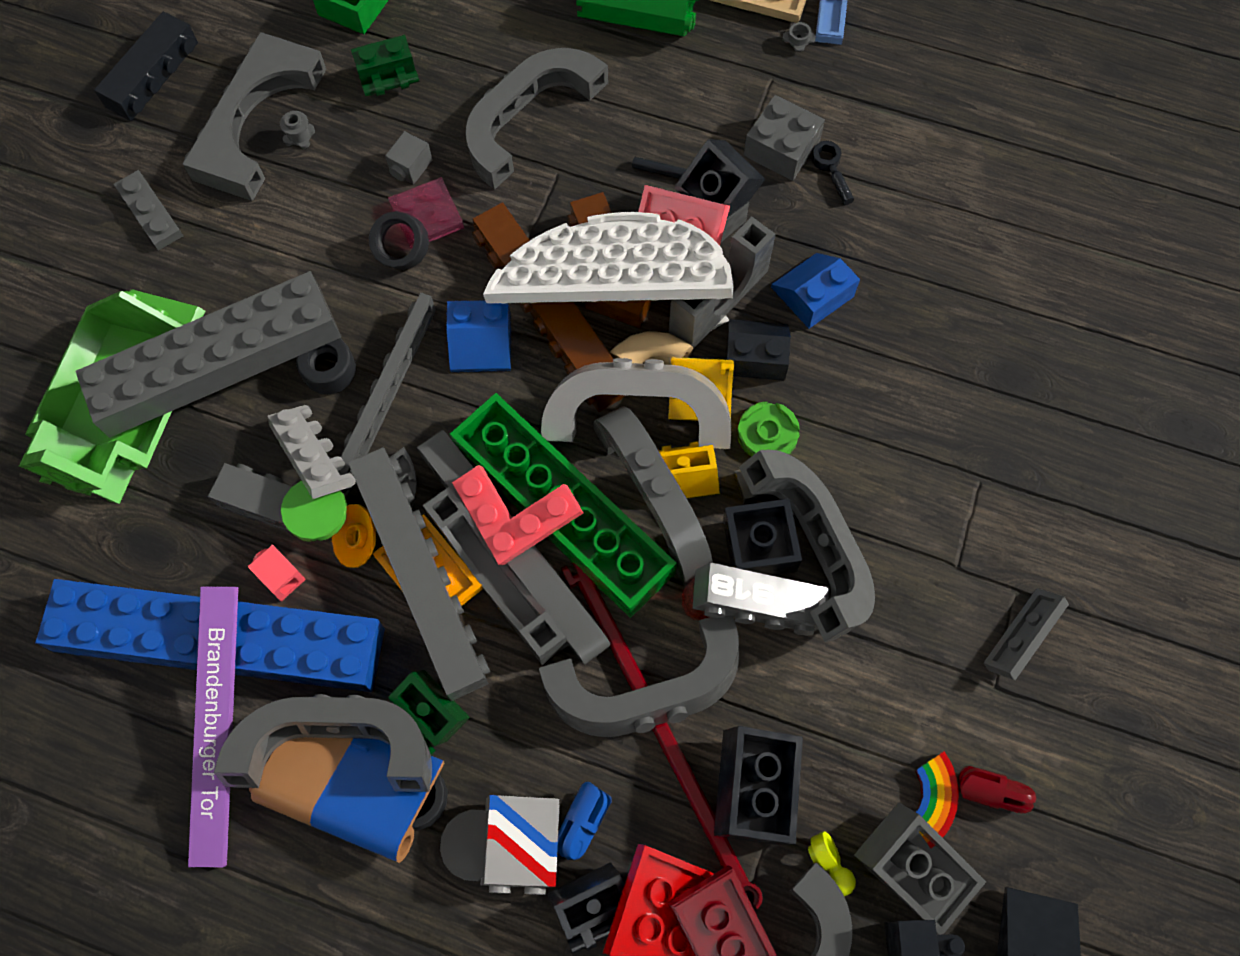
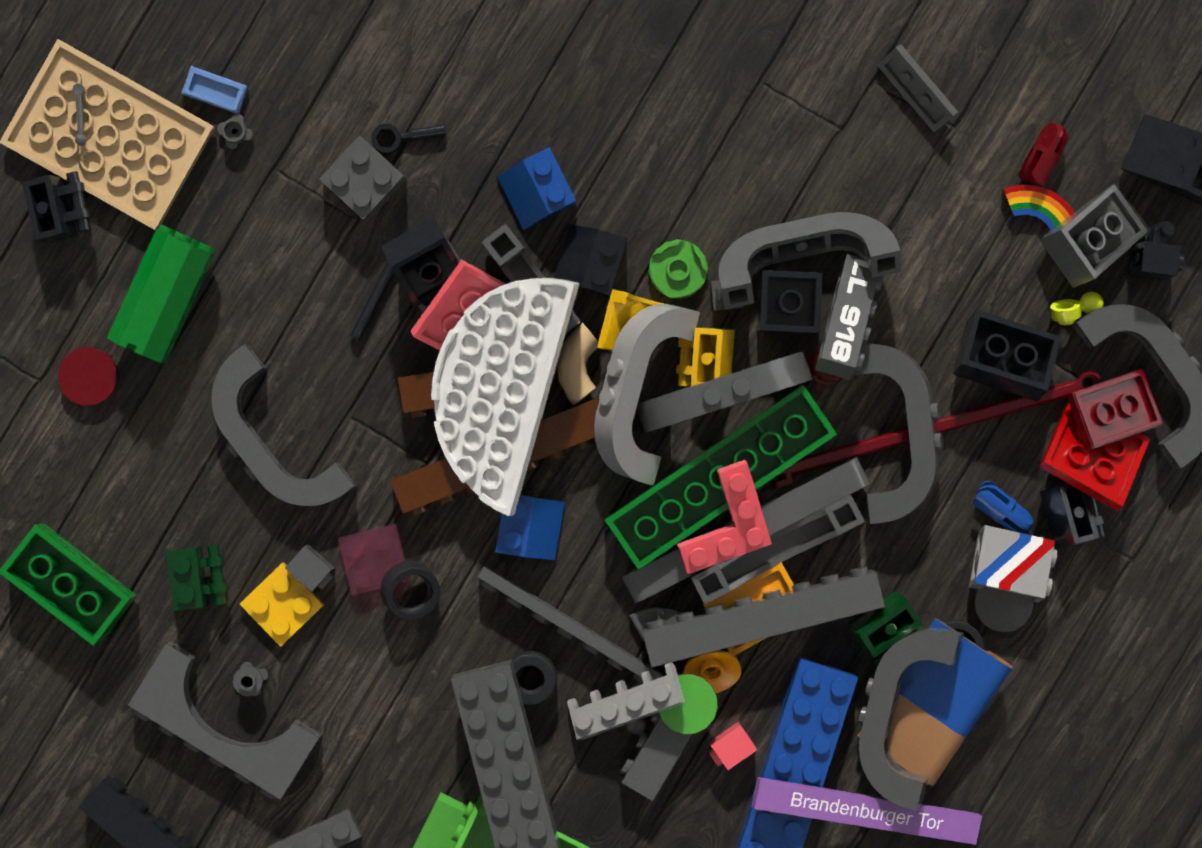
camera: 80 degrees left, 20 degrees up
(367, 144) = (281, 604): none -> yellow plate

